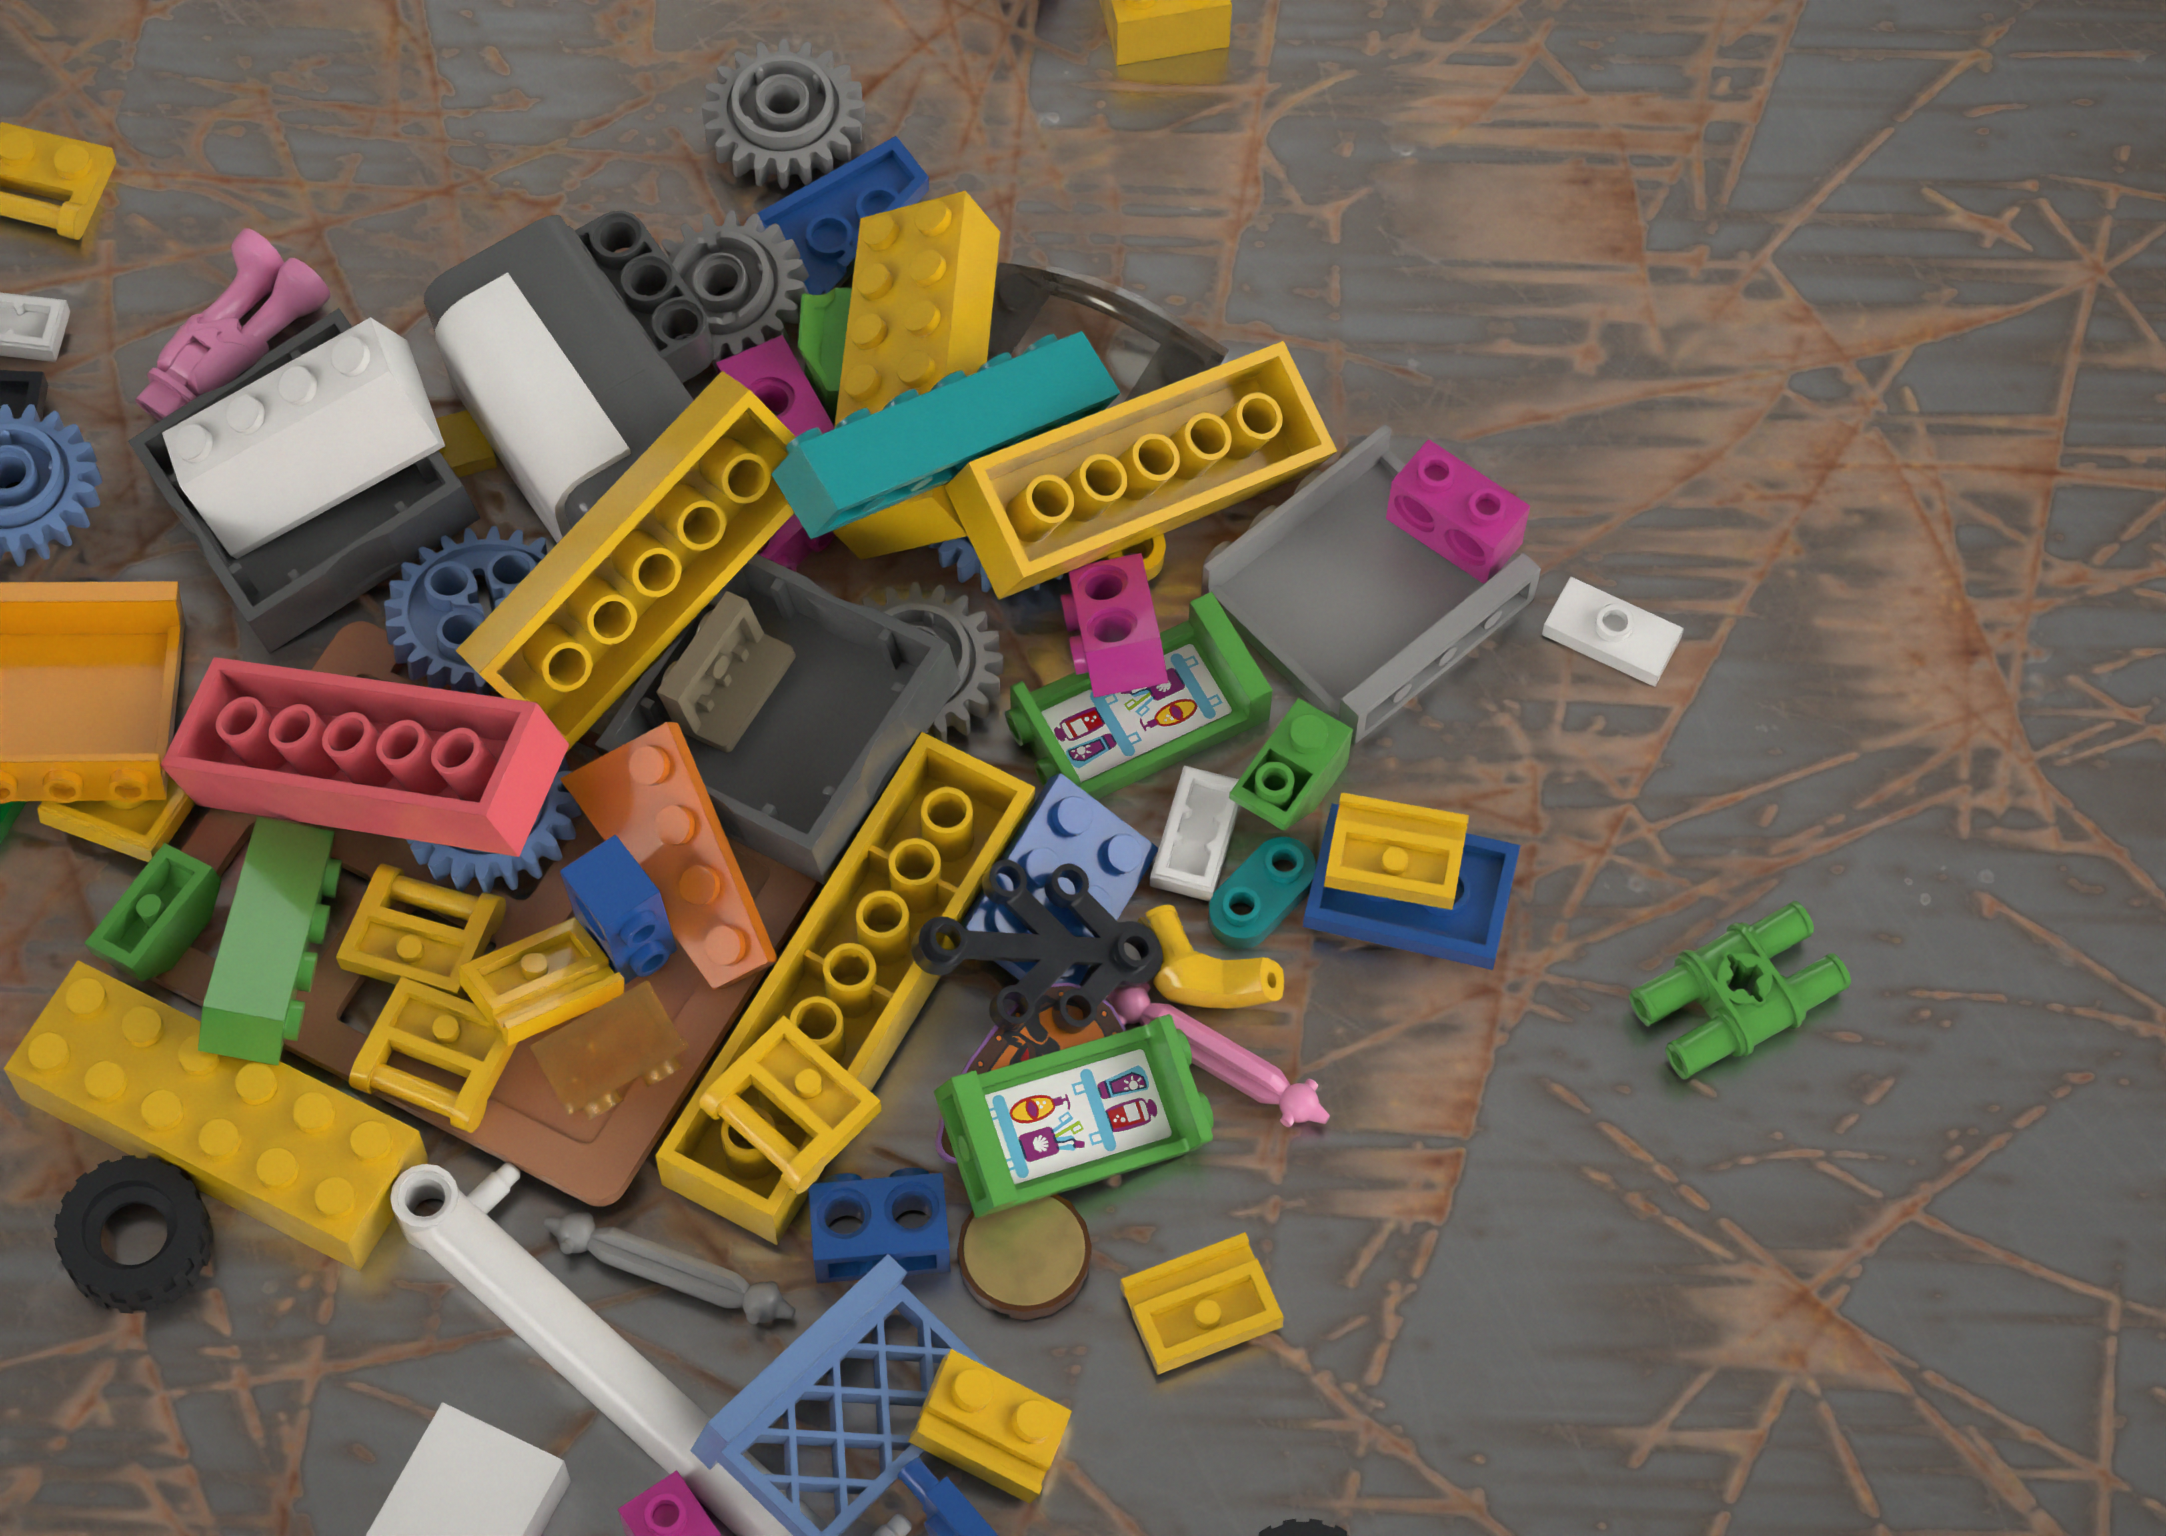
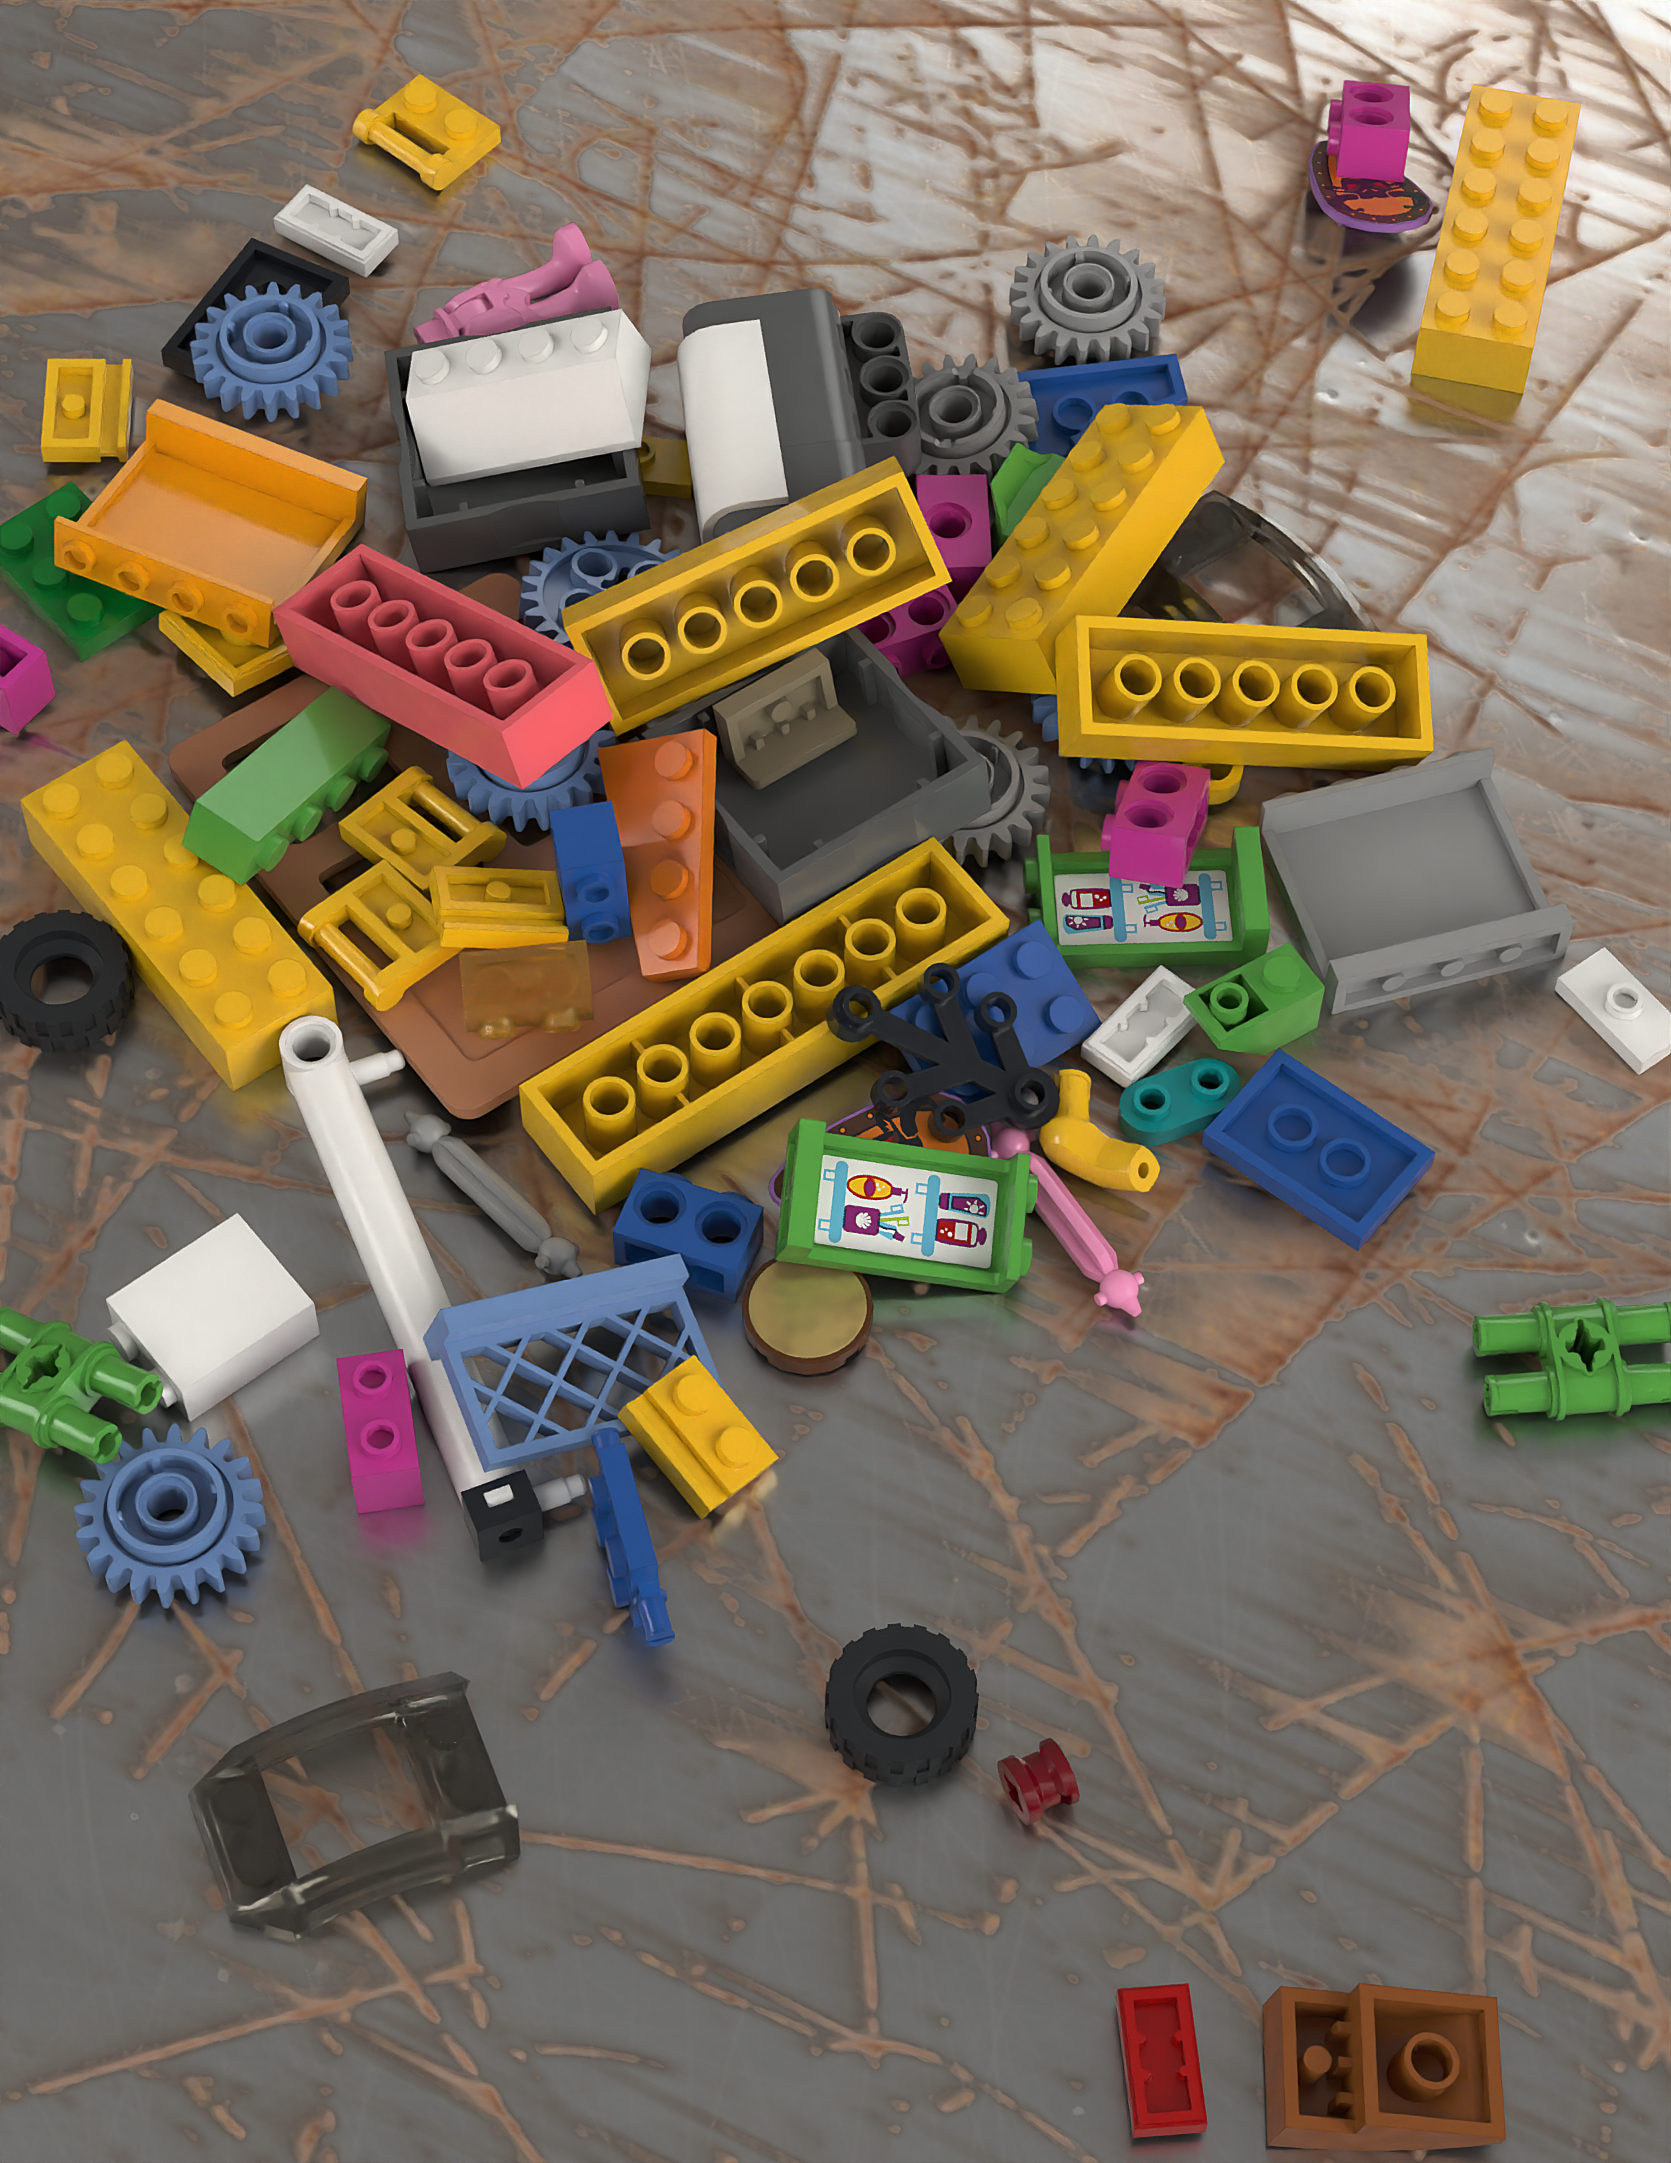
camera: 25 degrees right, 5 degrees down
(157, 915) = (211, 736): bright green slope -> none
(806, 1088) = (673, 1079): yellow plate -> none
(932, 436) = (1045, 581): teal brick -> none
(1201, 1303) = (941, 1417): yellow plate -> none
(1396, 851) = (1313, 1106): yellow plate -> none
(1457, 512) = (1520, 844): dark pink brick -> none

